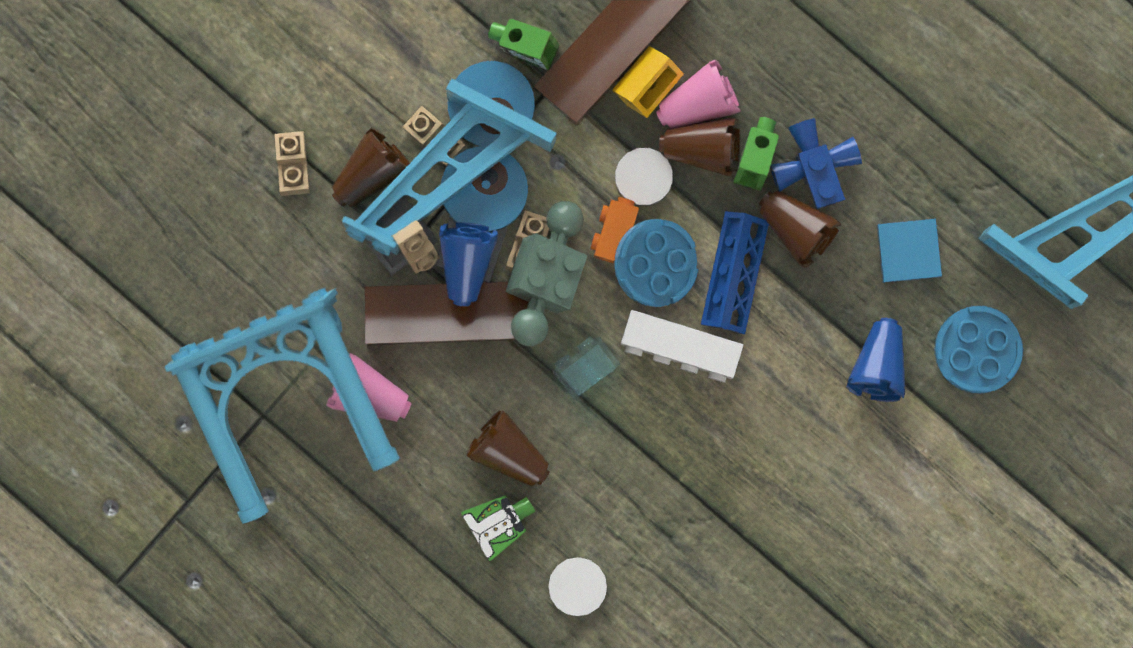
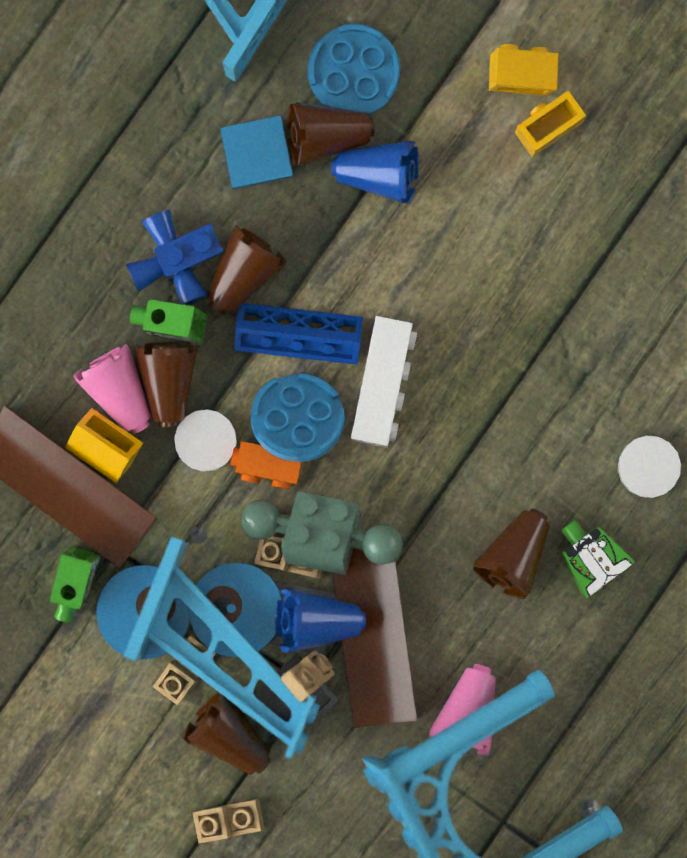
camera: 90 degrees left, 0 degrees up
(586, 367) = (417, 481): clear light blue brick -> none
(909, 527) = (550, 123): none -> yellow brick
(922, 316) = (325, 131): none -> reddish brown cone
(962, 508) = (523, 70): none -> yellow brick

